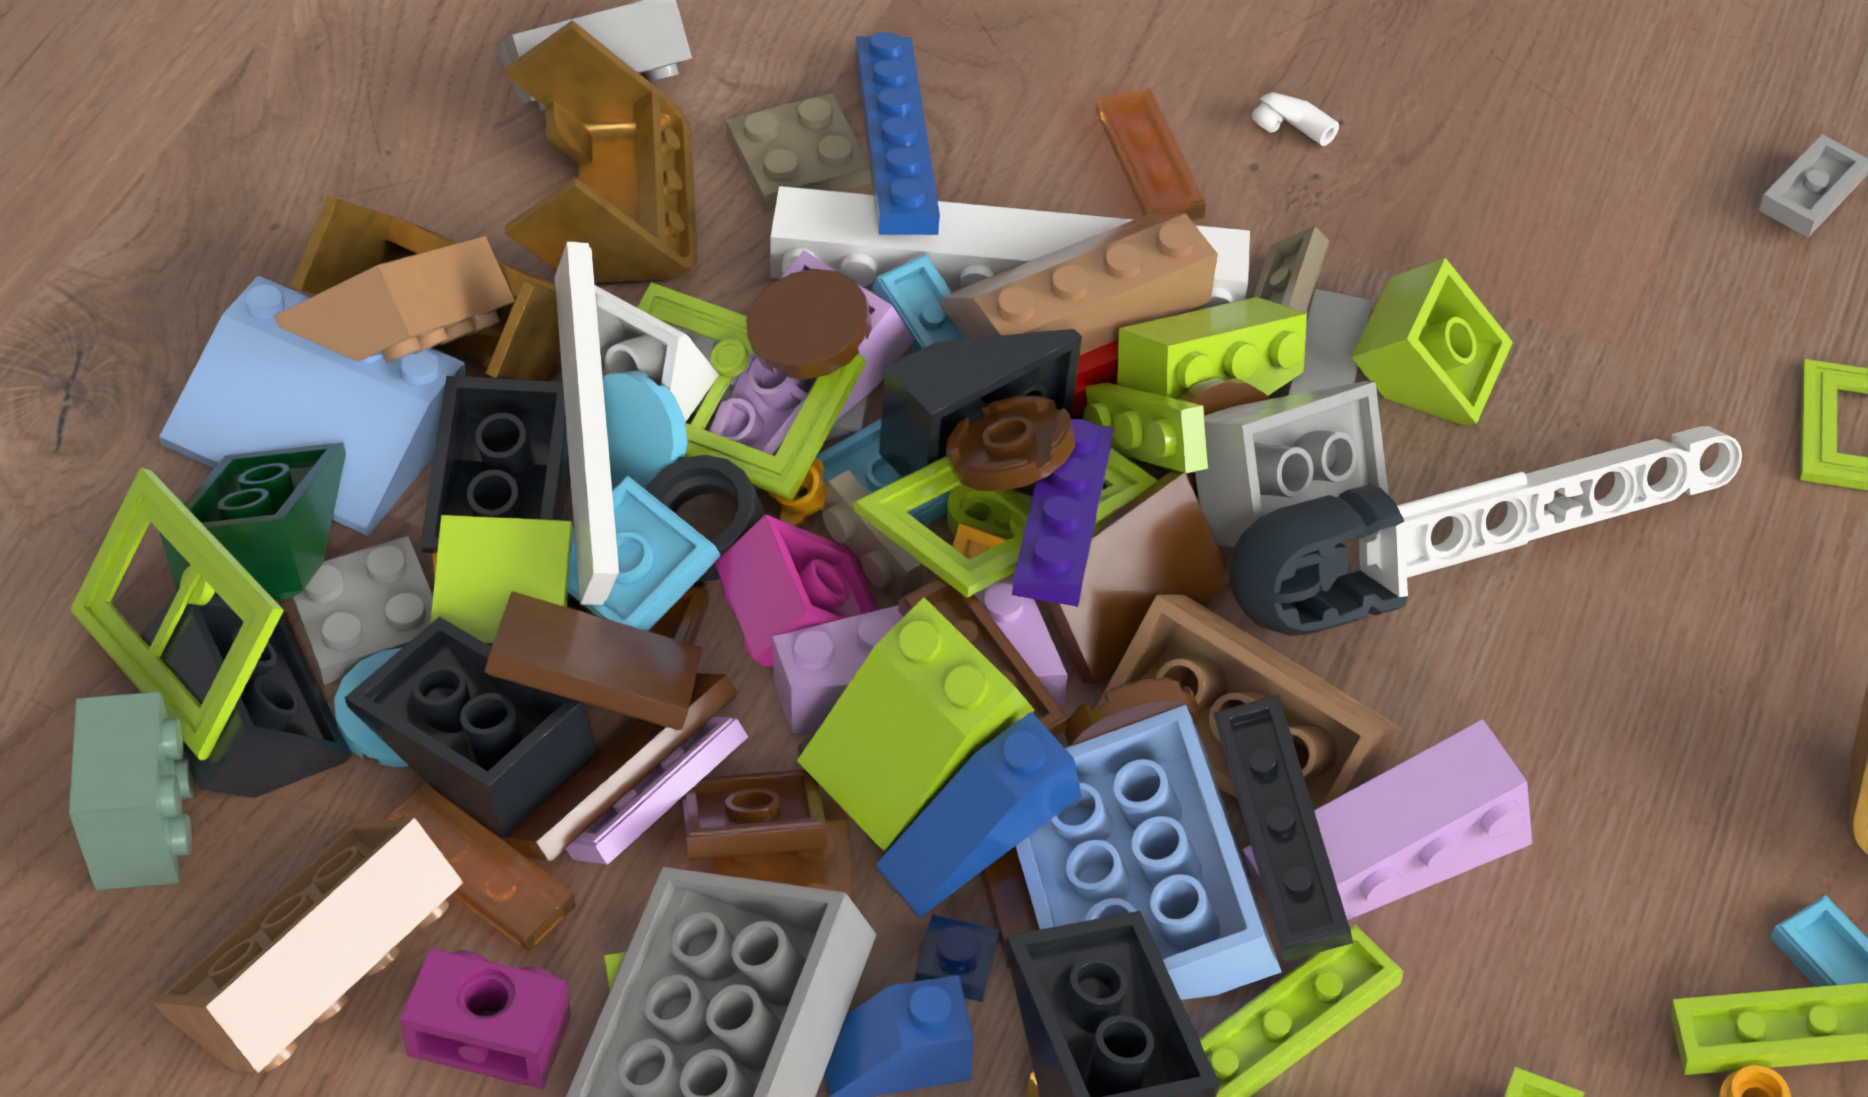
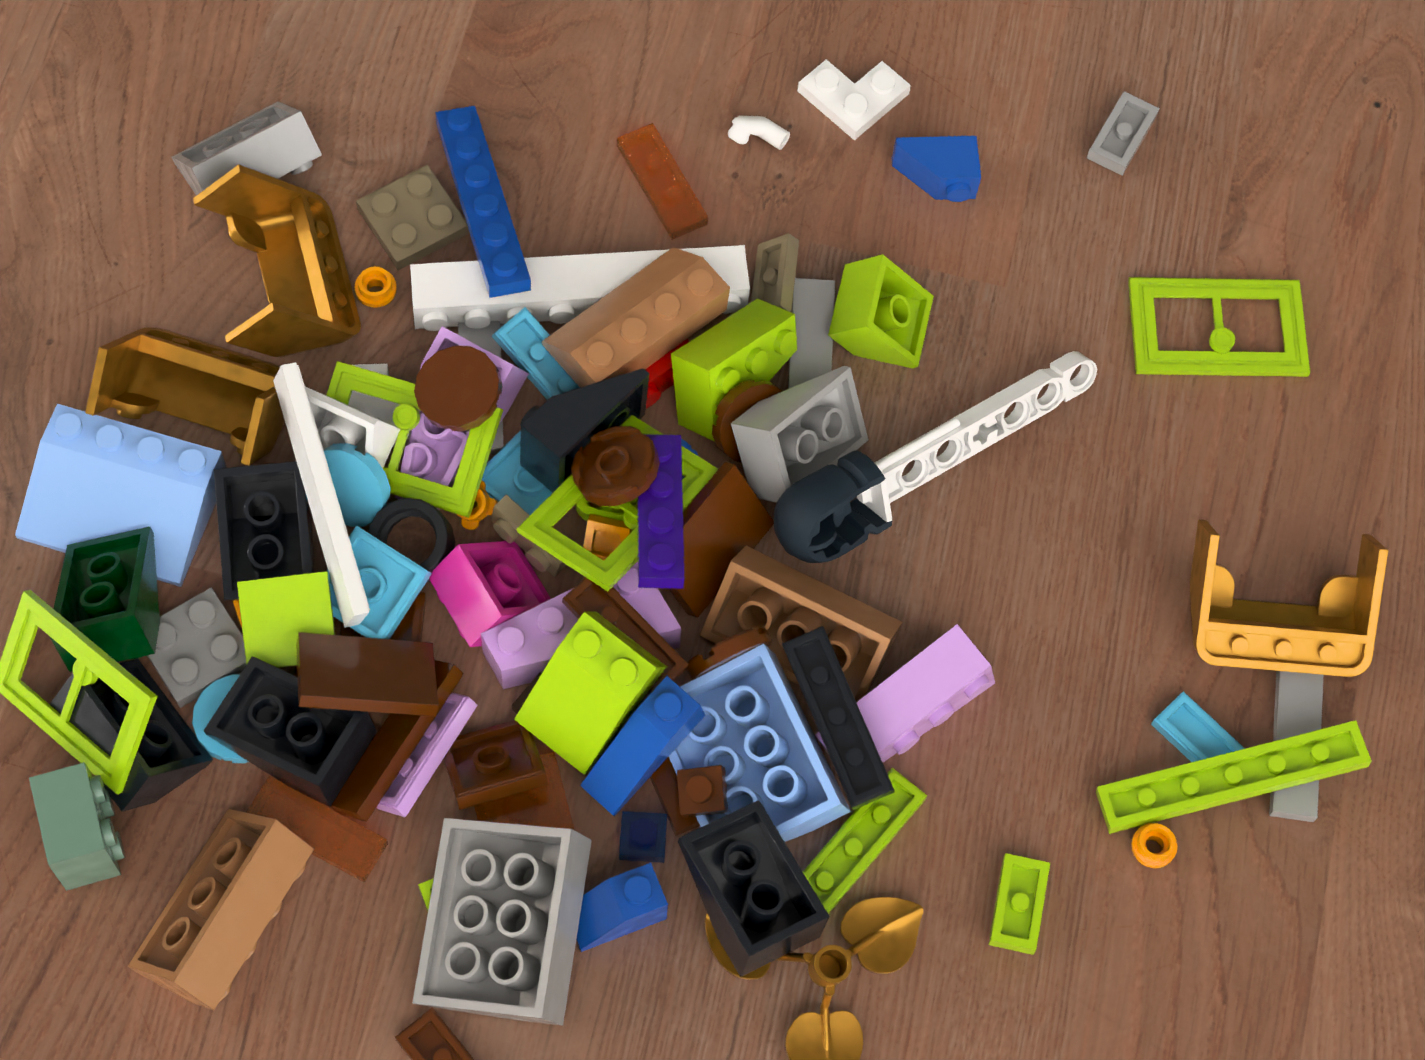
camera: 15 degrees left, 15 degrees up
(406, 304) = (170, 421): medium nougat slope -> none
(510, 1045) = (372, 956): magenta brick -> none
(727, 219) = (375, 277): none -> light orange plate
(1056, 893) = (702, 791): none -> reddish brown plate
(1150, 426) = (701, 425): lime plate -> none
(1433, 107) = (850, 104): none -> white plate
(1544, 185) = (940, 165): none -> blue slope

